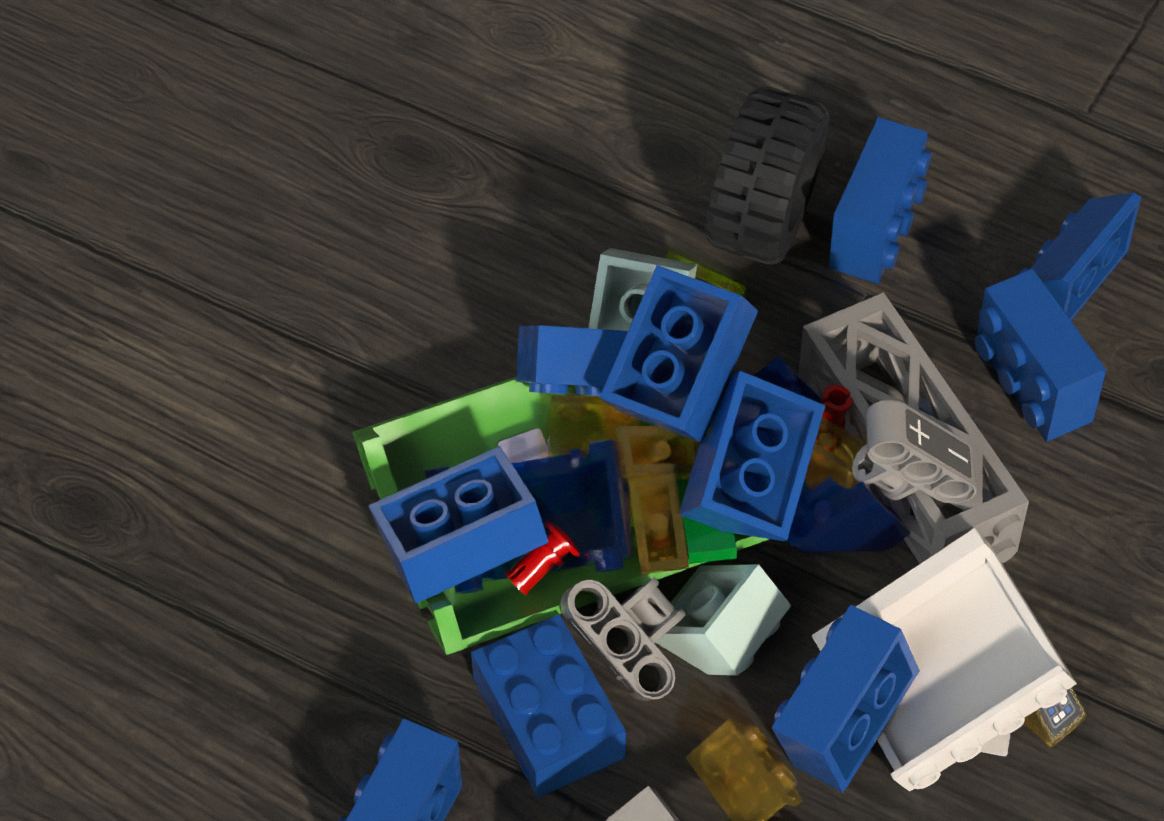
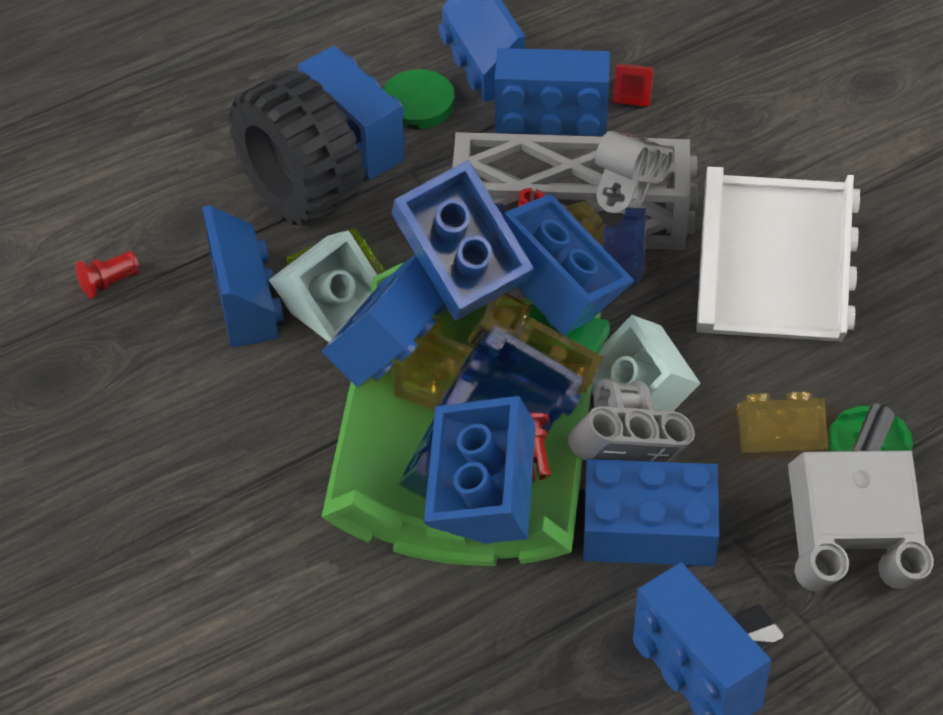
camera: 60 degrees left, 5 degrees down
(525, 446) = (408, 424): white sticker -> none
(552, 125) = (103, 273): none -> red pin
(615, 209) = (241, 278): none -> blue slope
(845, 697) = (774, 320): blue brick -> none
(965, 250) = (424, 97): none -> green tile
(1127, 427) = (633, 84): none -> red tile

